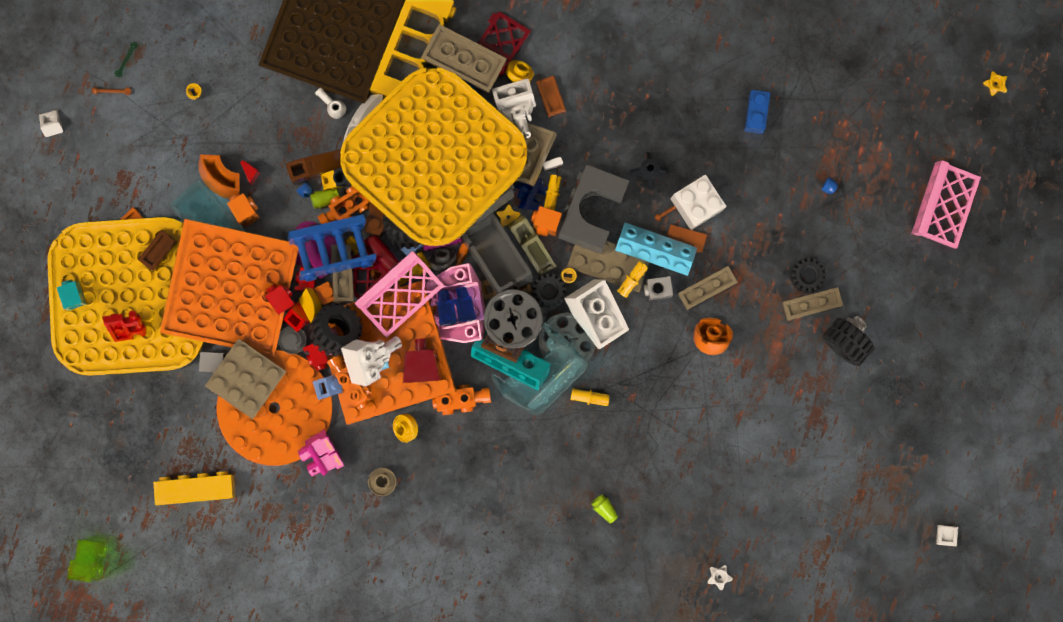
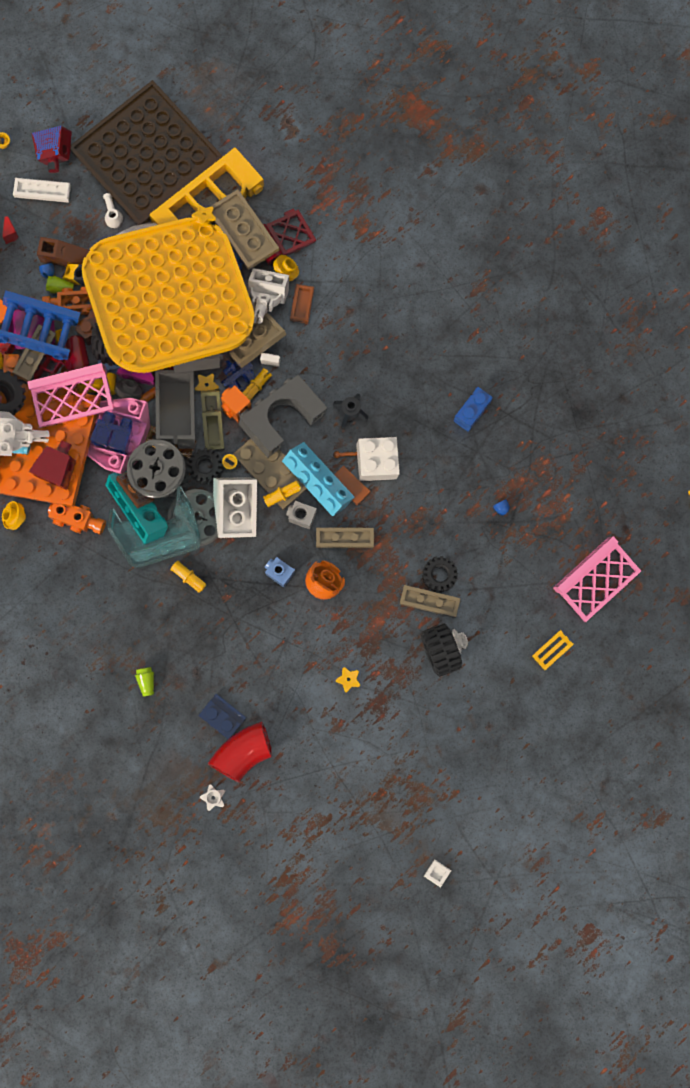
camera: 25 degrees right, 5 degrees down
(244, 73) = (52, 146): none -> dark red torso
(256, 118) = (42, 190): none -> white plate
(423, 69) = (201, 218): none -> yellow plate
(675, 348) = (283, 577): none -> medium blue brick
(688, 503) = (222, 716): none -> dark blue plate
(725, 524) = (242, 752): none -> red brick
(784, 411) = (348, 684): none -> yellow plate
(948, 291) = (564, 639): none -> yellow tile

